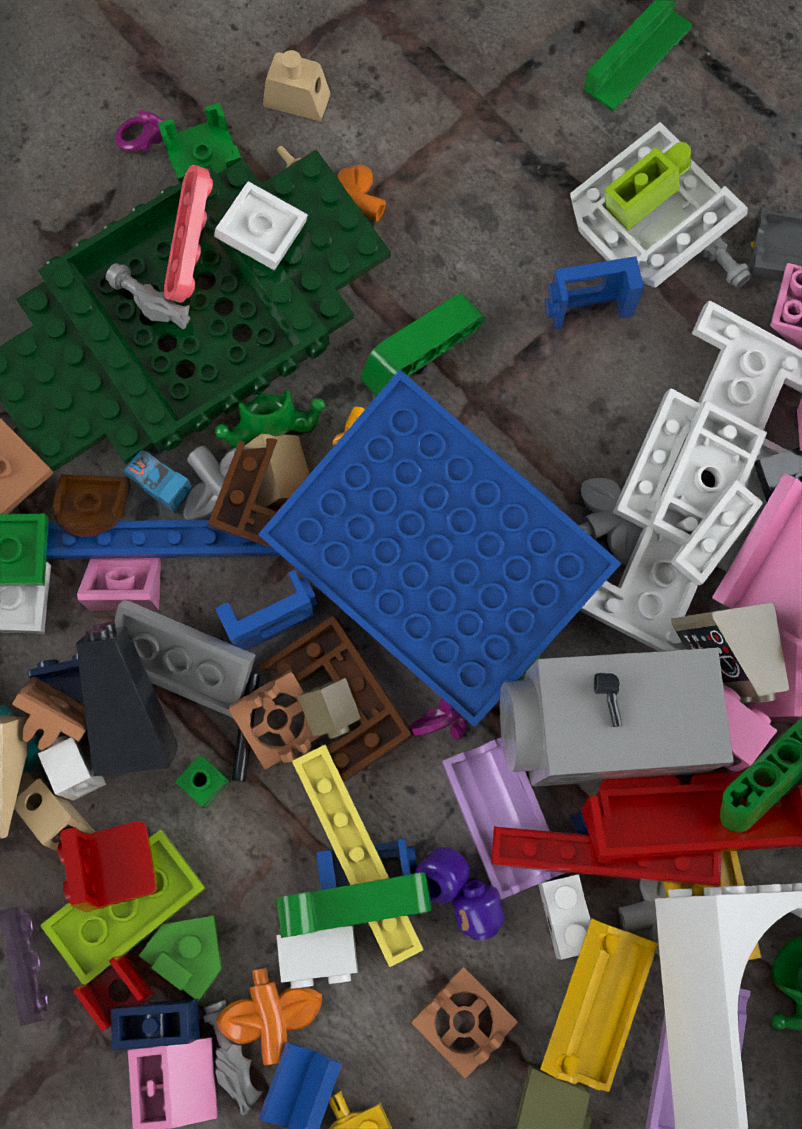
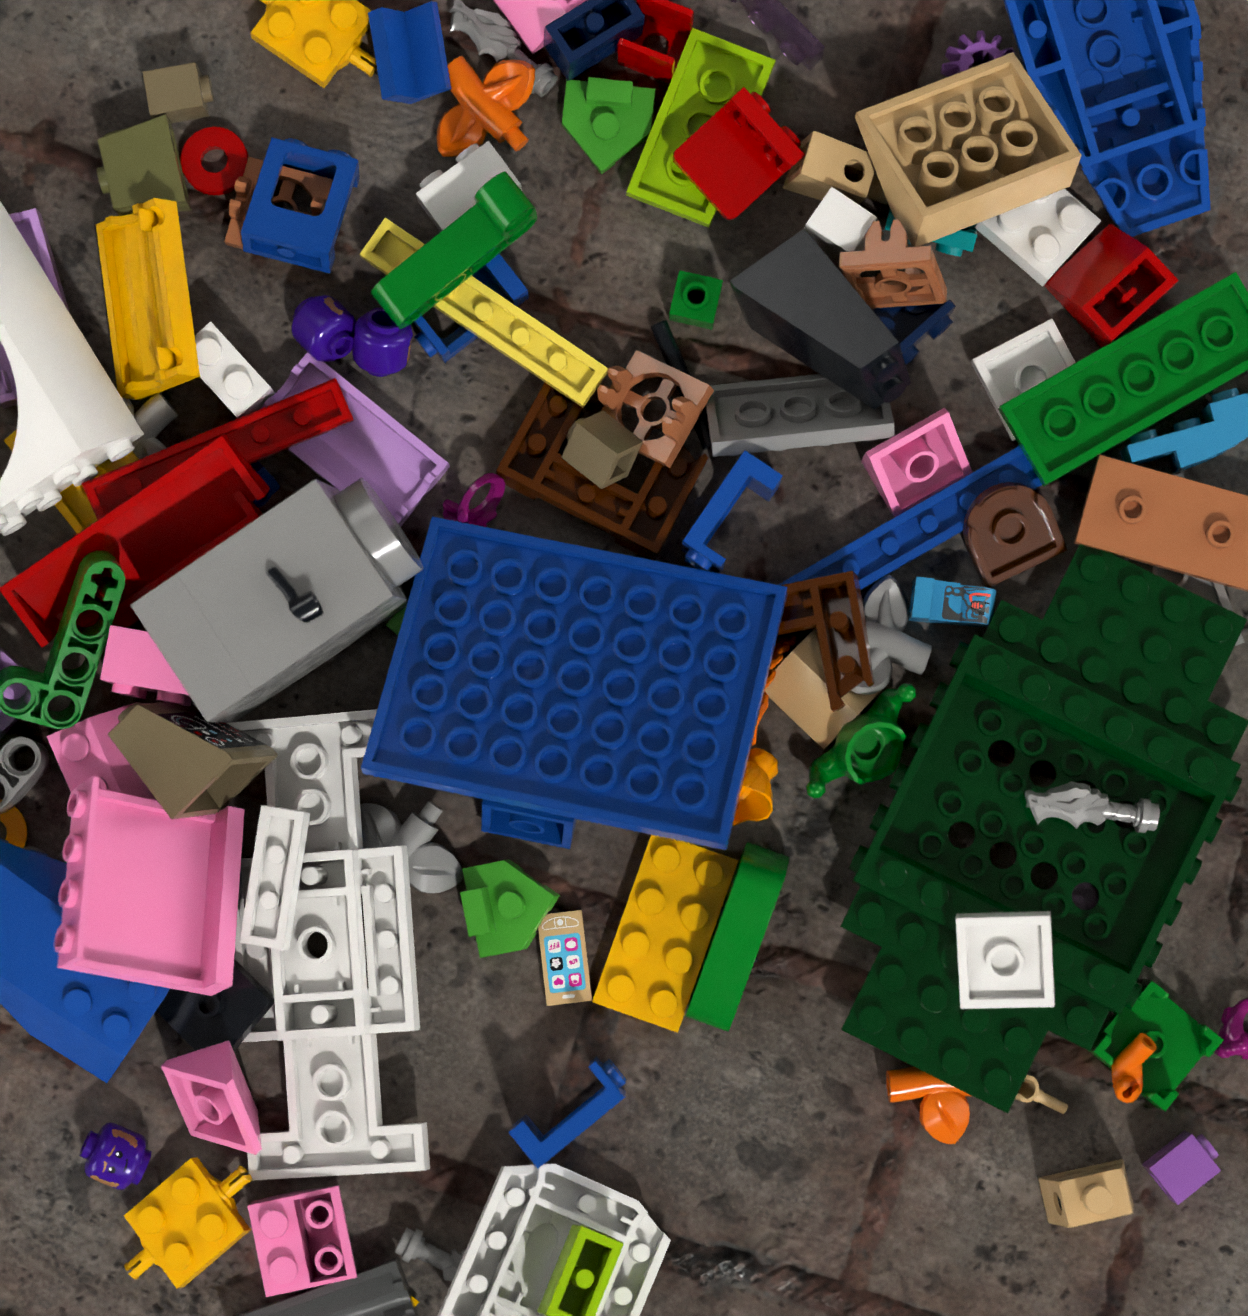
camera: 155 degrees right, 10 degrees up
(188, 226) = (1088, 902): coral plate -> none
(222, 146) = (1127, 1068): none -> orange arm
(229, 77) = (1183, 1166): none -> medium lavender brick
(468, 995) = (291, 234): none -> blue window
(478, 369) = (665, 931): none -> yellow plate
(506, 1106) = (205, 141): none -> red piece
(543, 396) = (564, 958): none -> tile
(566, 446) = (504, 906): none -> bright green plate

